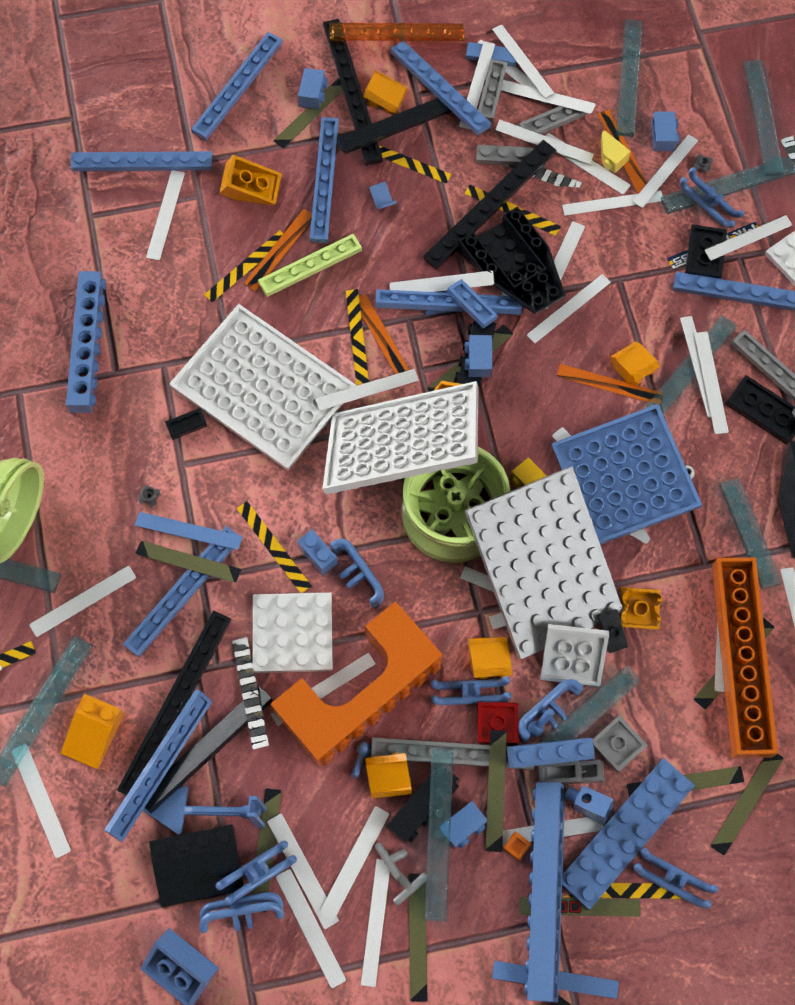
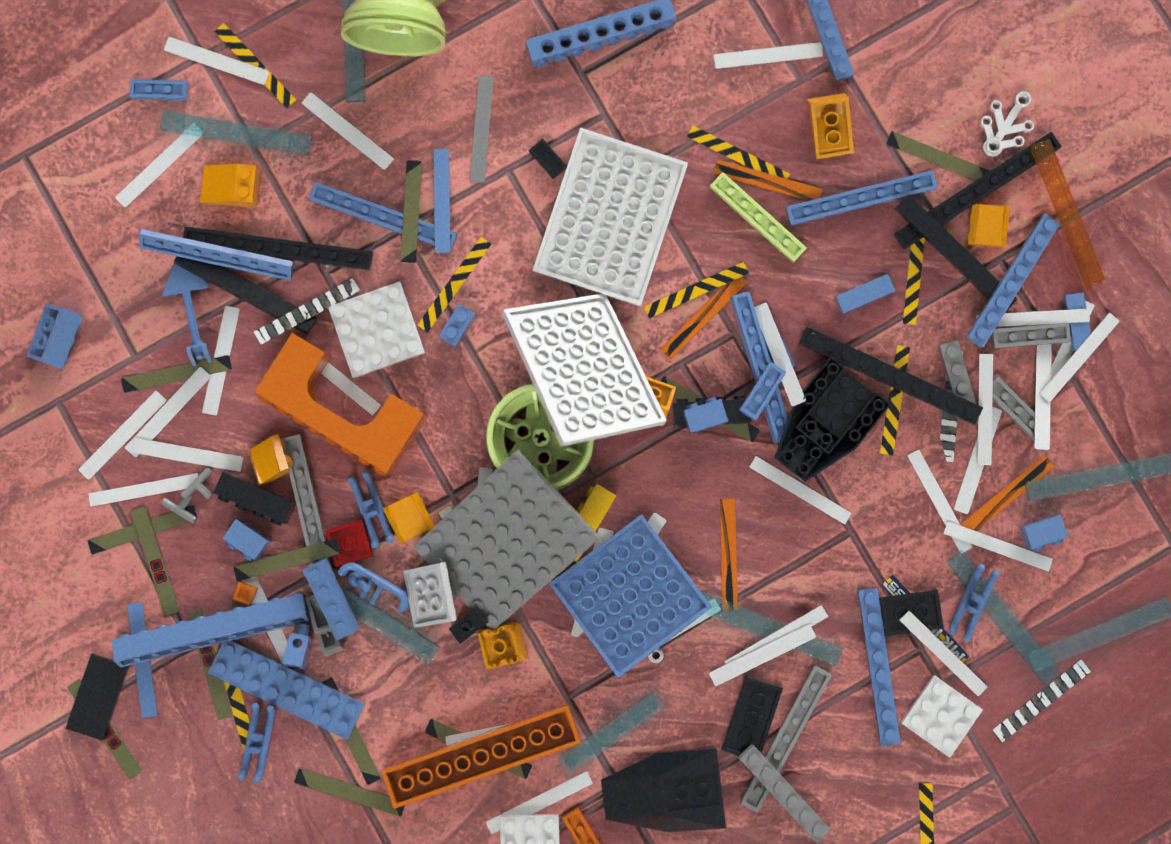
camera: 75 degrees right, 15 degrees up
(131, 475) = (481, 129): none -> light grey sticker
(146, 490) = (469, 148): flat silver plate -> none
(193, 863) = (143, 319): black slope -> none
(236, 86) = (942, 71): medium blue plate -> none
(241, 907) = (116, 370): medium blue piece -> none
(251, 788) = (223, 348): none -> white sticker
(256, 872) = (148, 370): medium blue piece -> none
(287, 37) = (1004, 127): none -> white plant
(312, 88) = (964, 149): medium blue brick -> none
(359, 564) = (457, 372): medium blue piece -> none
(363, 750) = (288, 429): medium blue bar -> none
(366, 389) = (640, 318): white sticker -> none
(381, 195) = (860, 263): medium blue bracket -> none
(410, 203) = (865, 294): none -> medium blue tile
(439, 835) = (229, 520): clear light blue tile -> none
(455, 932) = (155, 561): none -> olive sticker
(568, 247) = (866, 469): white sticker -> none
(613, 153) = (996, 485): light yellow slope -> none
(618, 744) = (364, 659): light grey plate -> none
(634, 363) = (758, 572): light orange slope -> none
(703, 167) = (1014, 583): flat silver plate -> none

